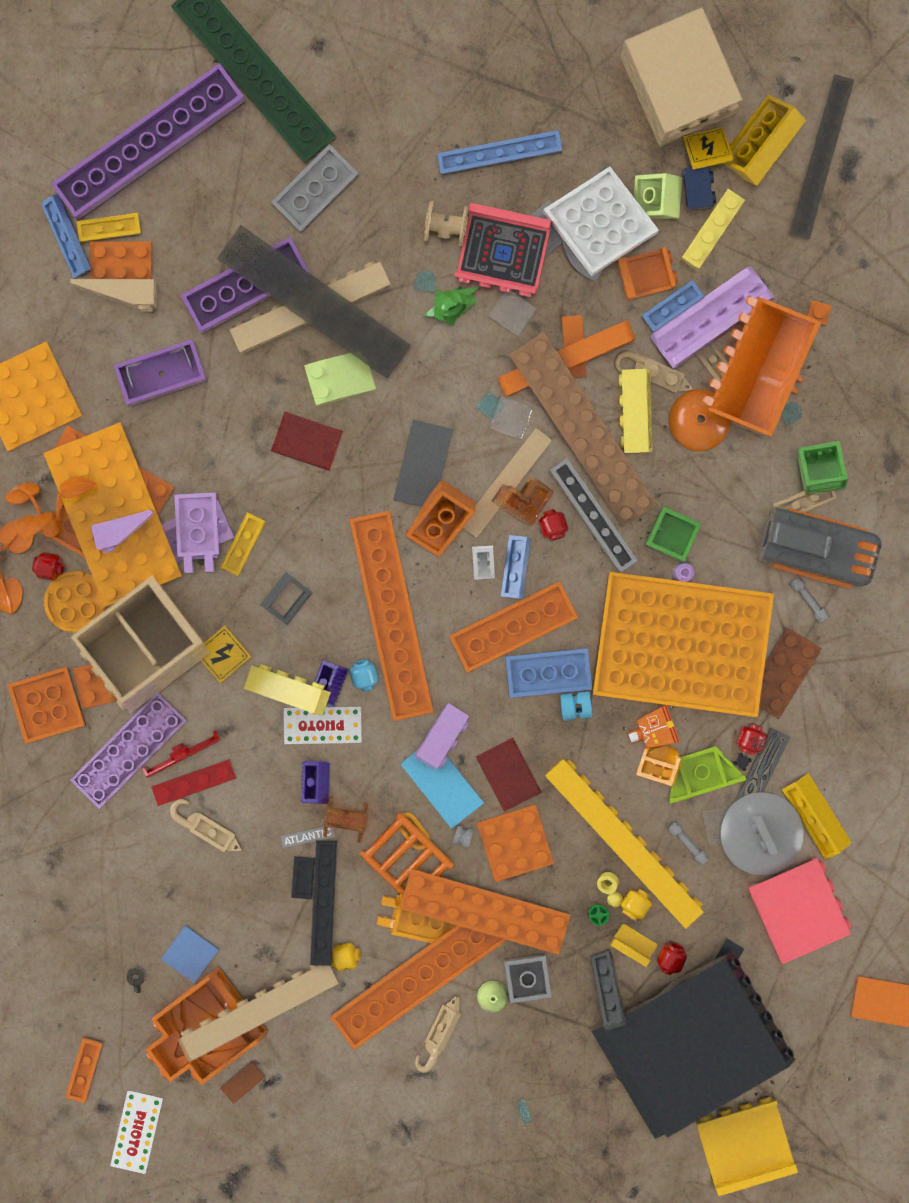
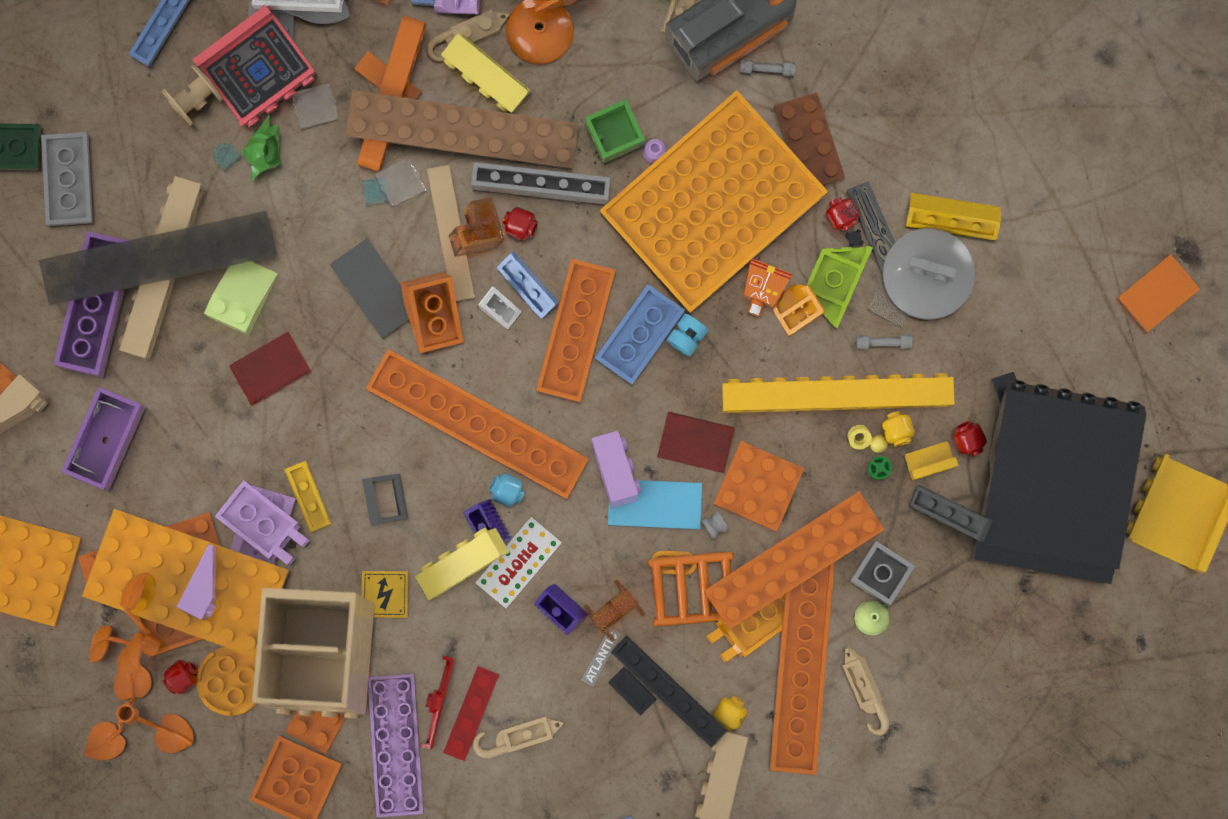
camera: 45 degrees left, 5 degrees down
(524, 1111) = (993, 674): clear light blue tile -> none
(800, 910) = (1021, 297): coral panel -> none

